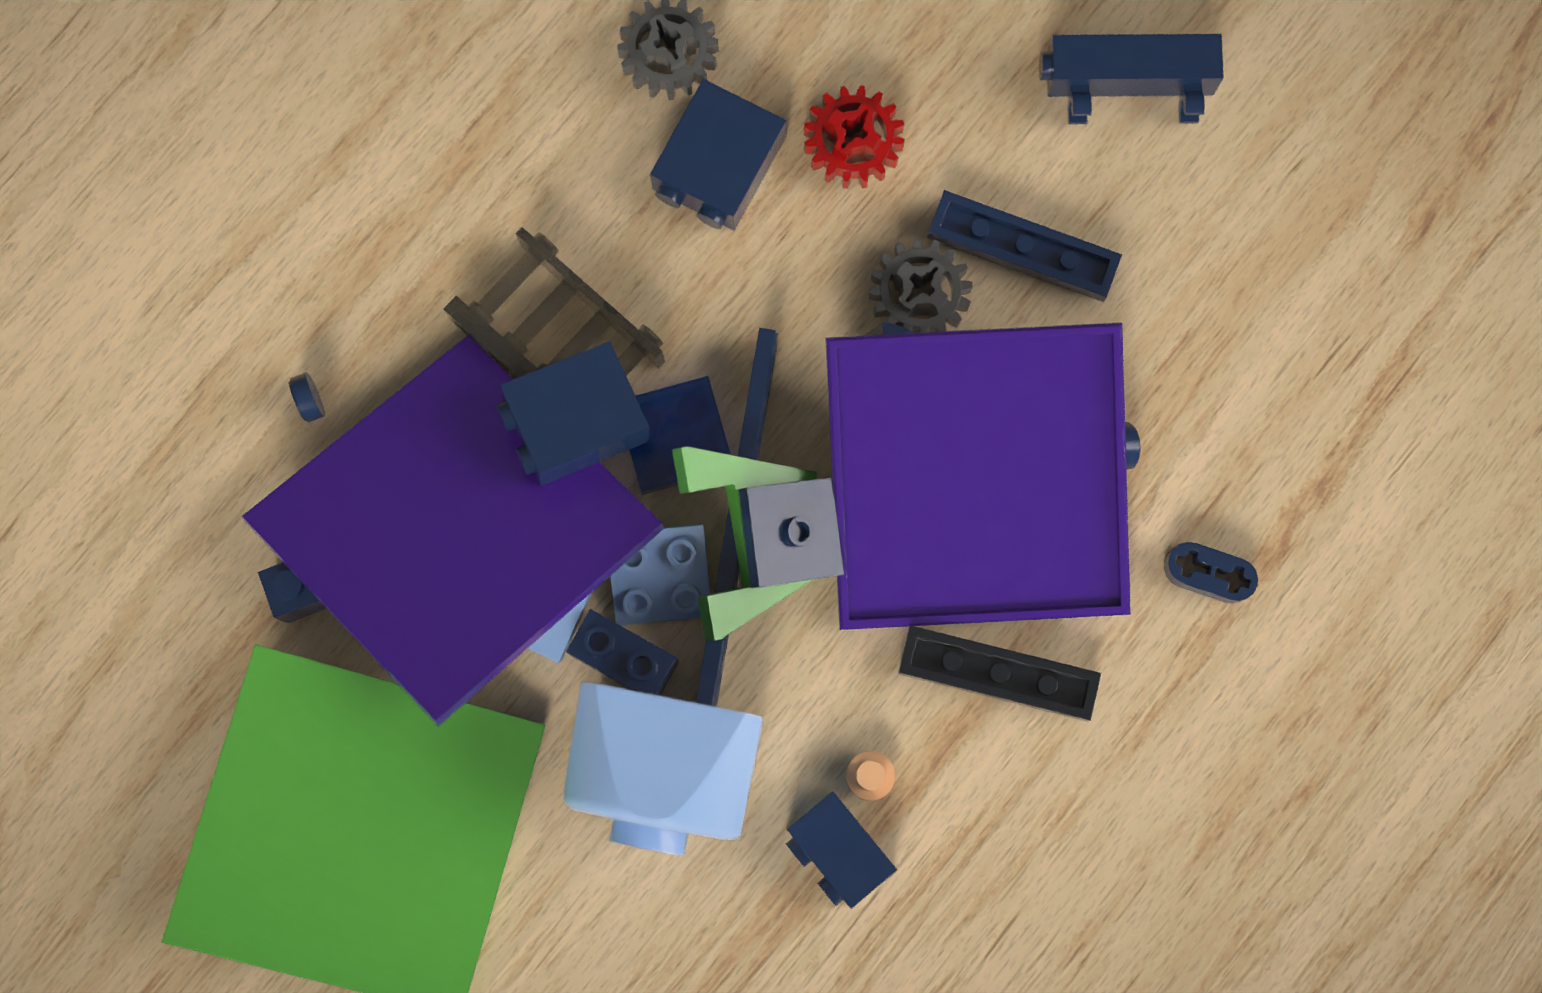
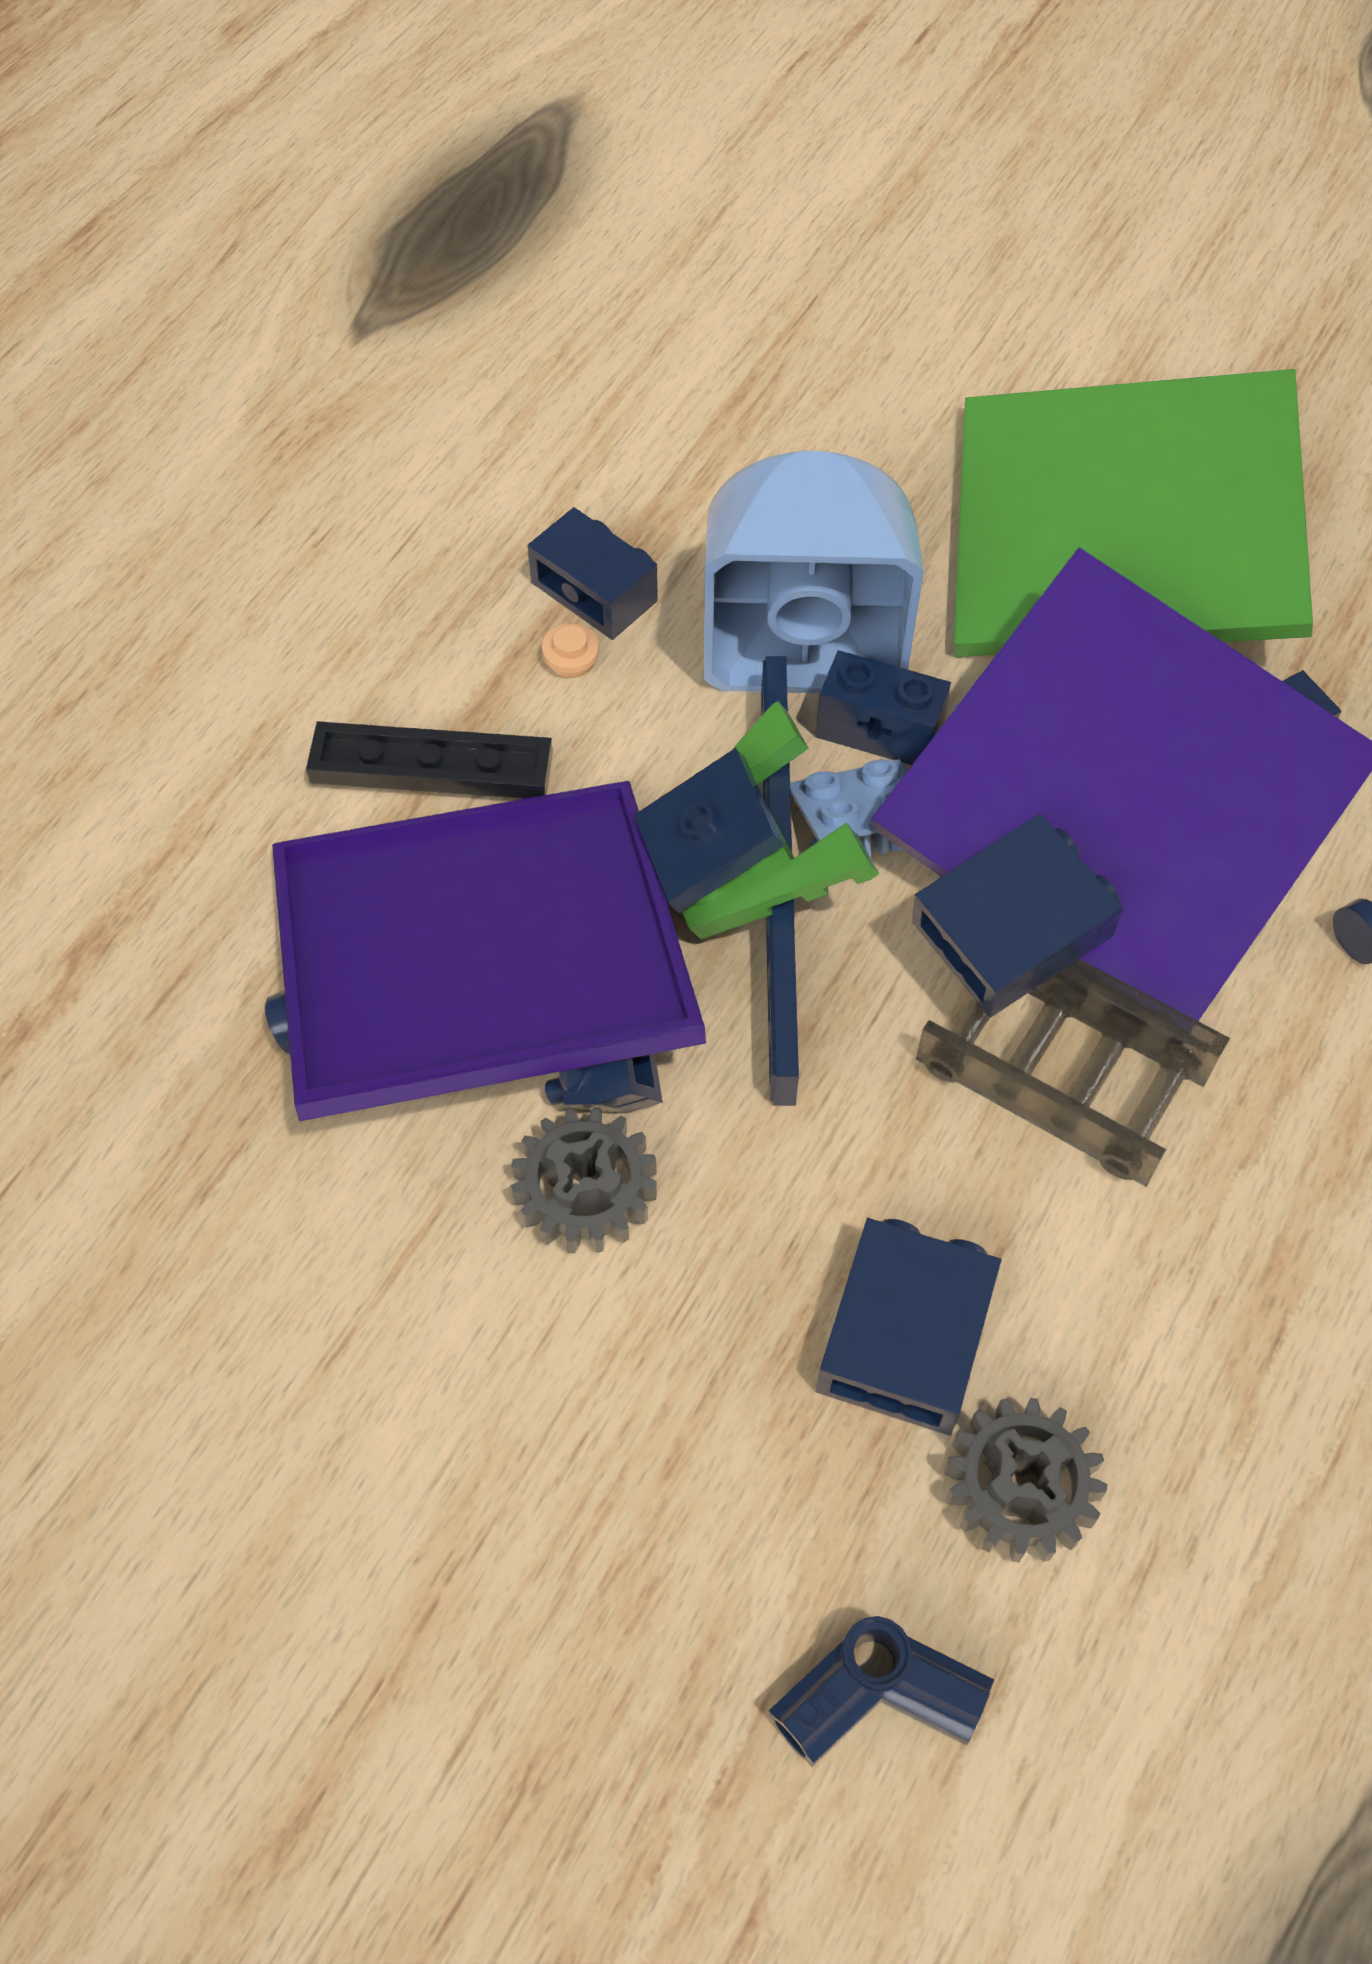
camera: 170 degrees right, 20 degrees down
(677, 419) = (875, 960): clear blue plate -> none
(837, 125) = (738, 1398): red gear -> none
(1024, 246) = (443, 1267): dark blue plate -> none
(1133, 66) = (292, 1565): dark blue brick -> none
(1213, 561) = (169, 910): dark blue beam -> none

